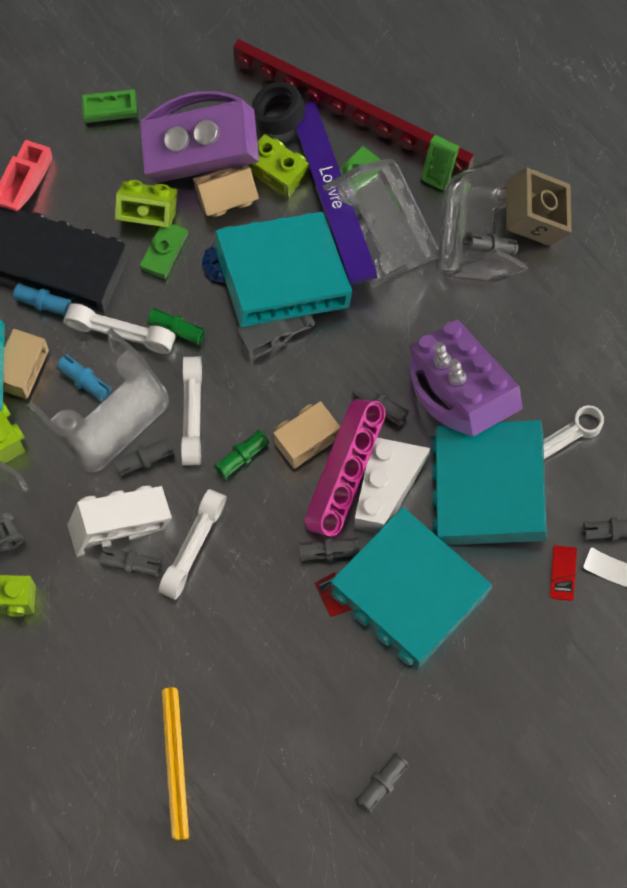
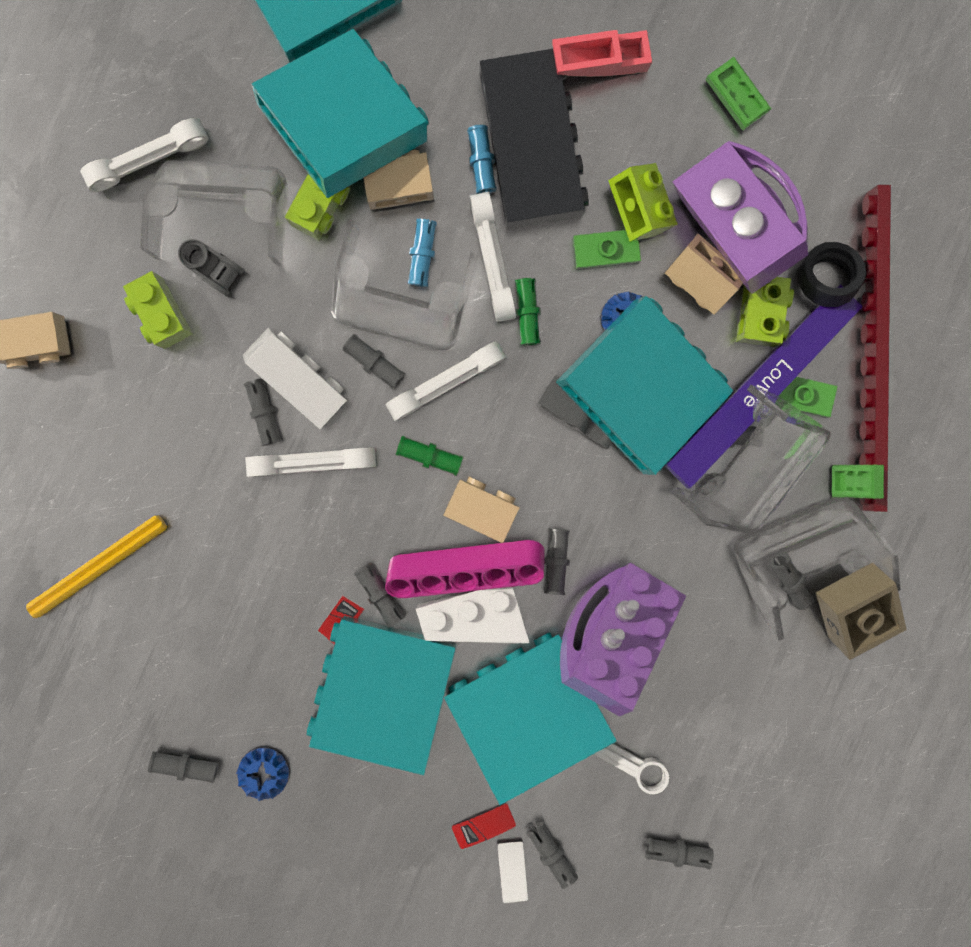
camera: 60 degrees right, 20 degrees up
(428, 736) = (273, 764): none -> blue gear

